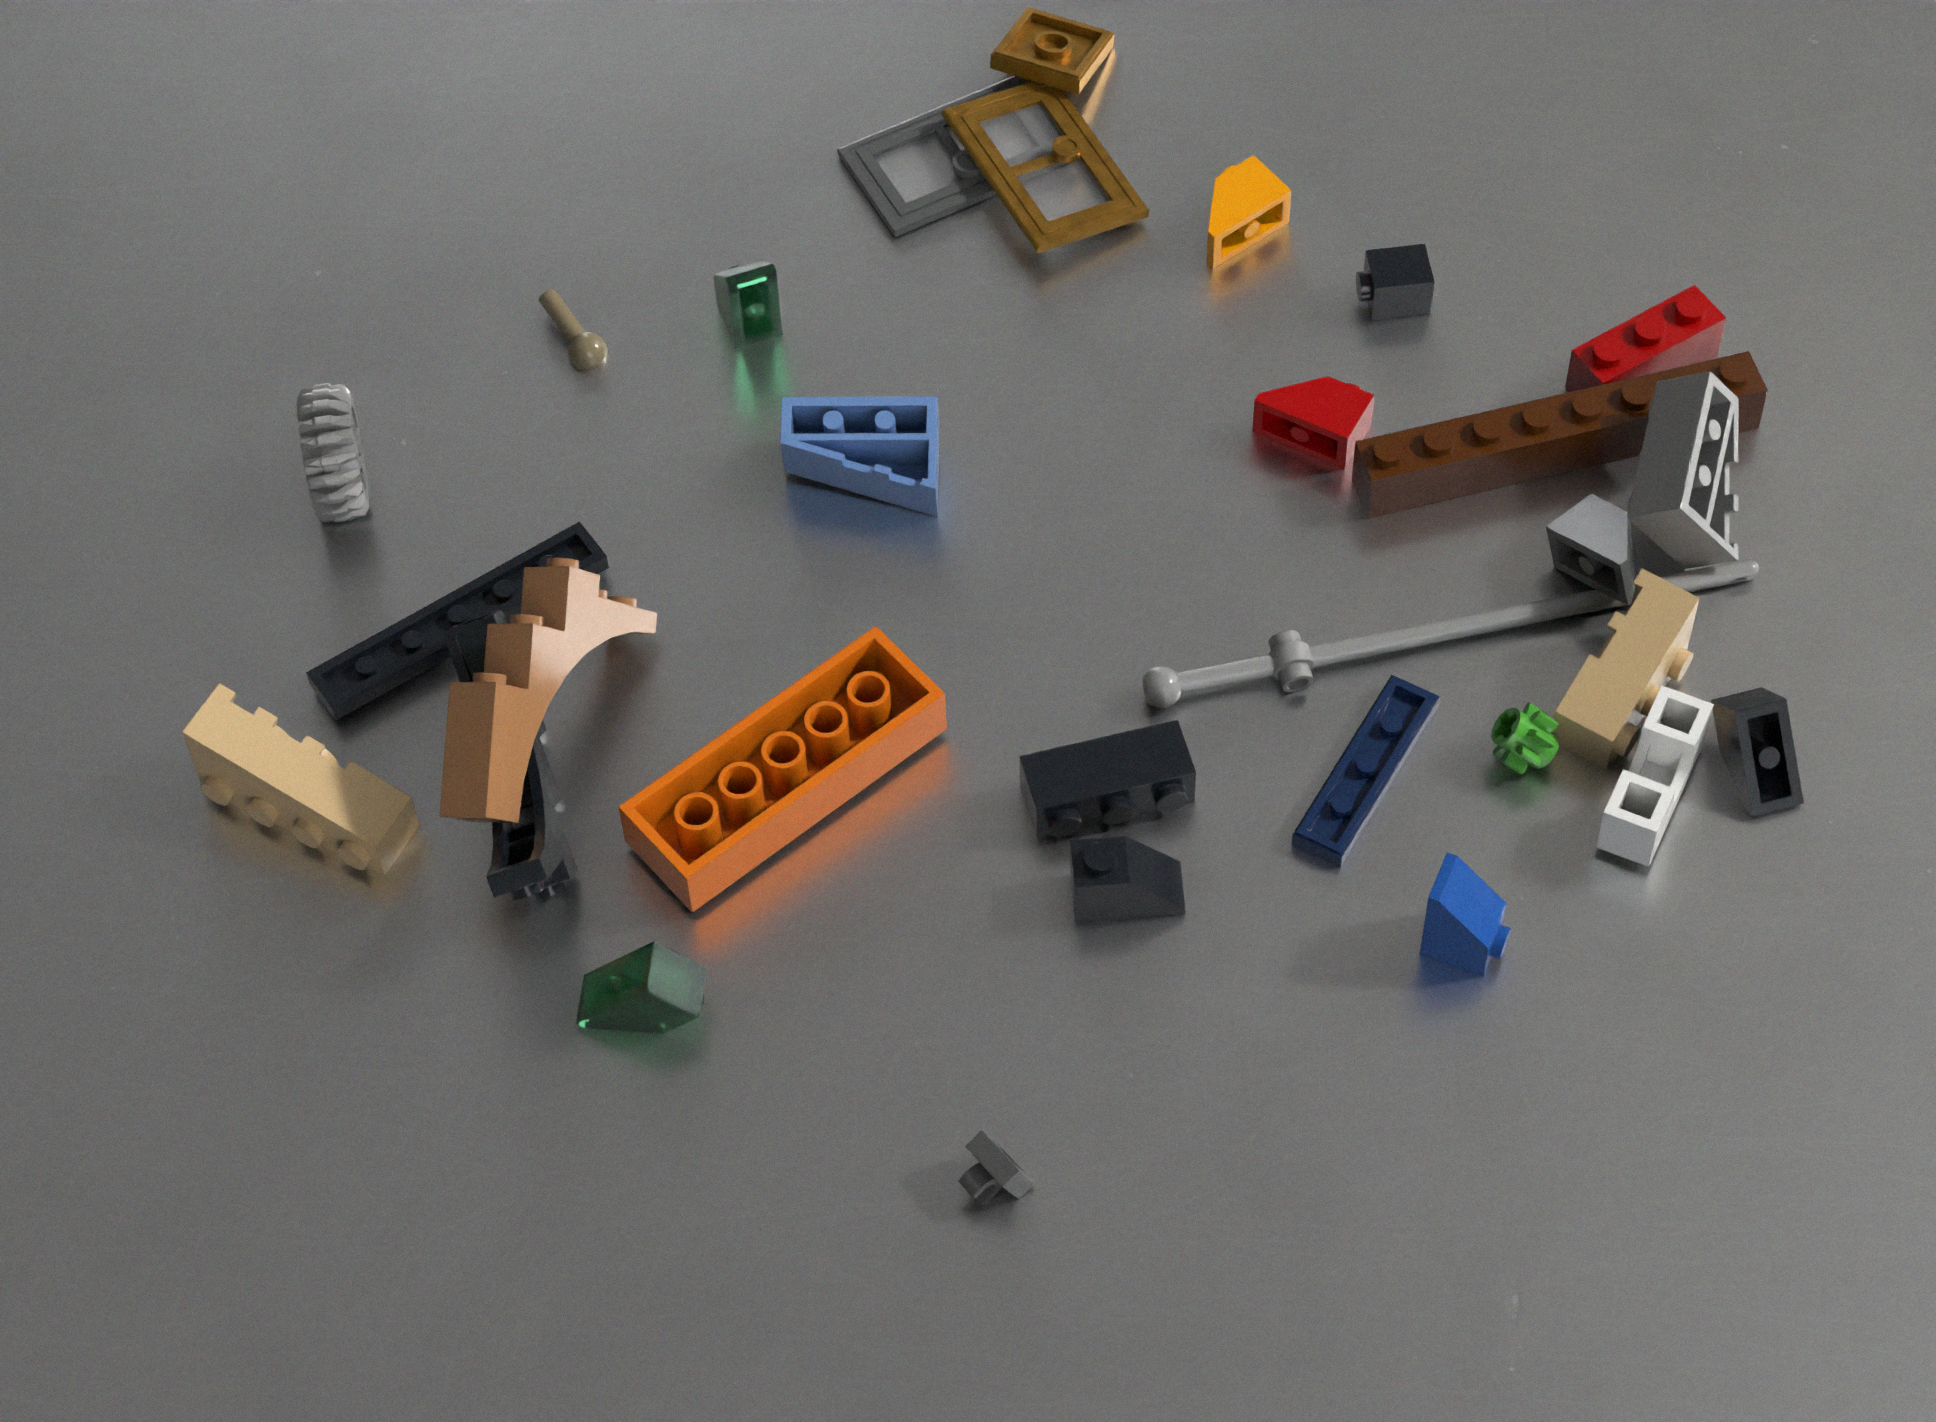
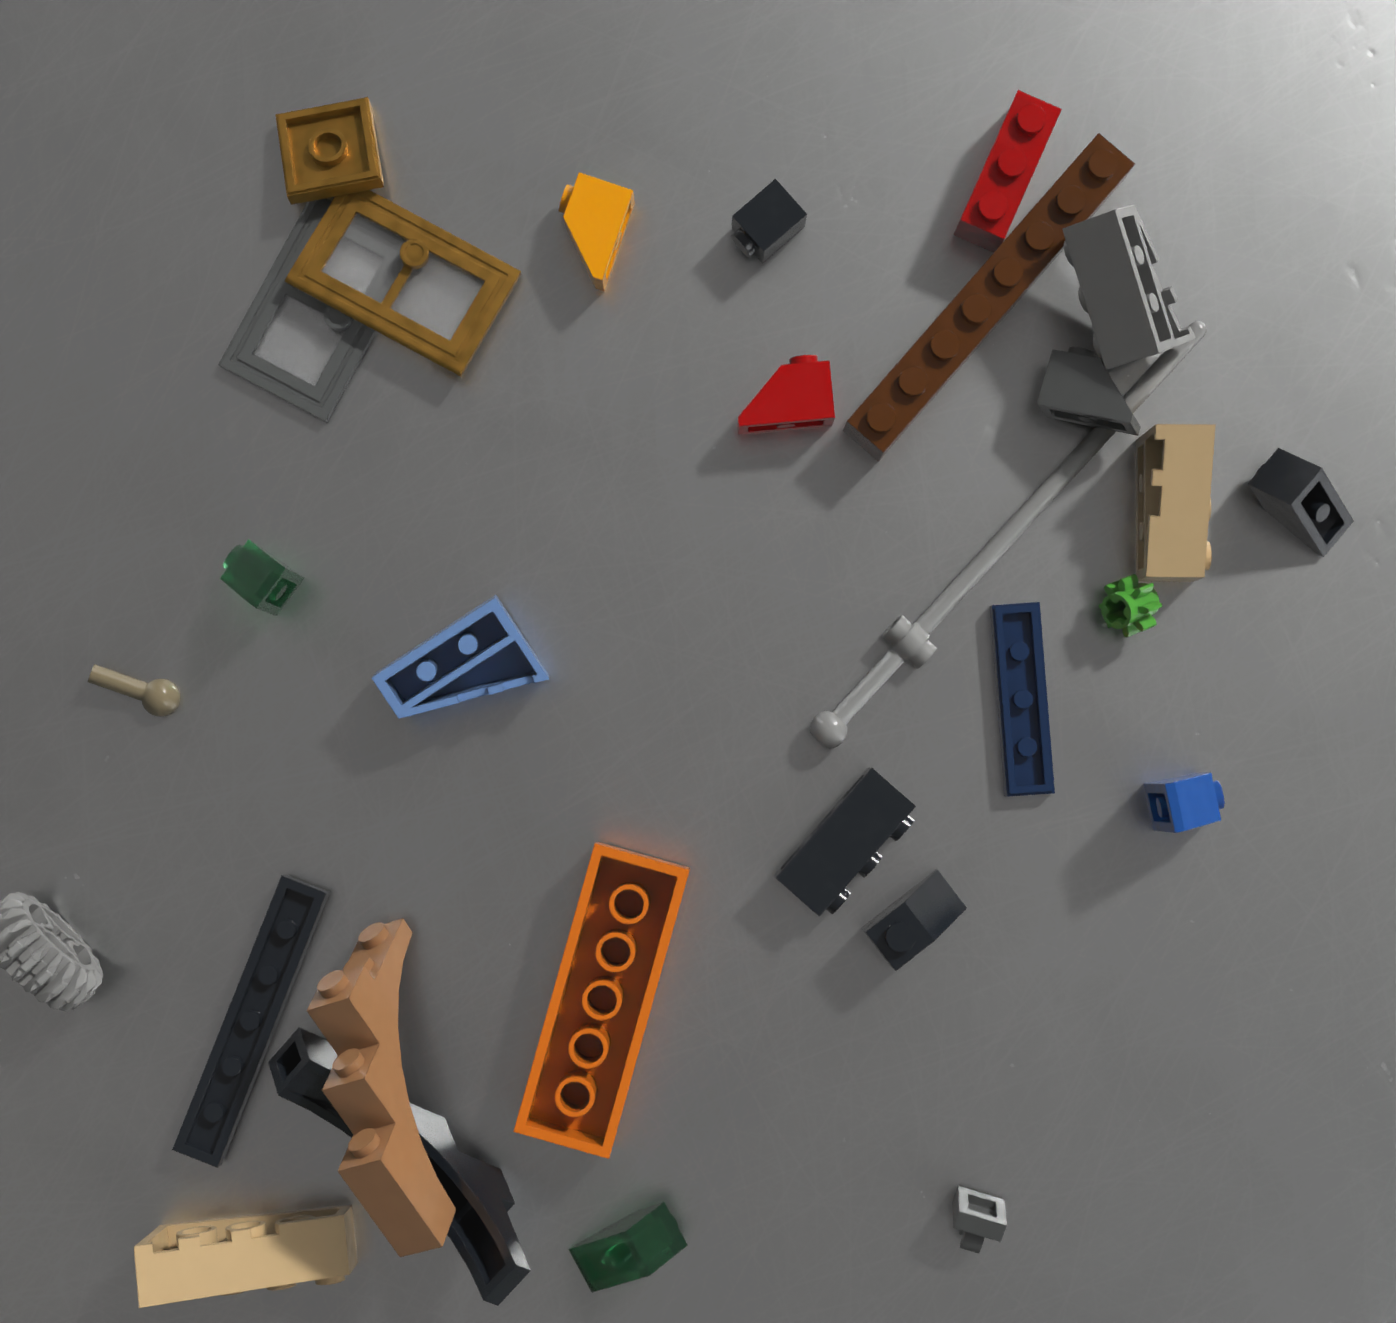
camera: 35 degrees left, 30 degrees up
(1657, 776) = (1240, 555): white arch -> none

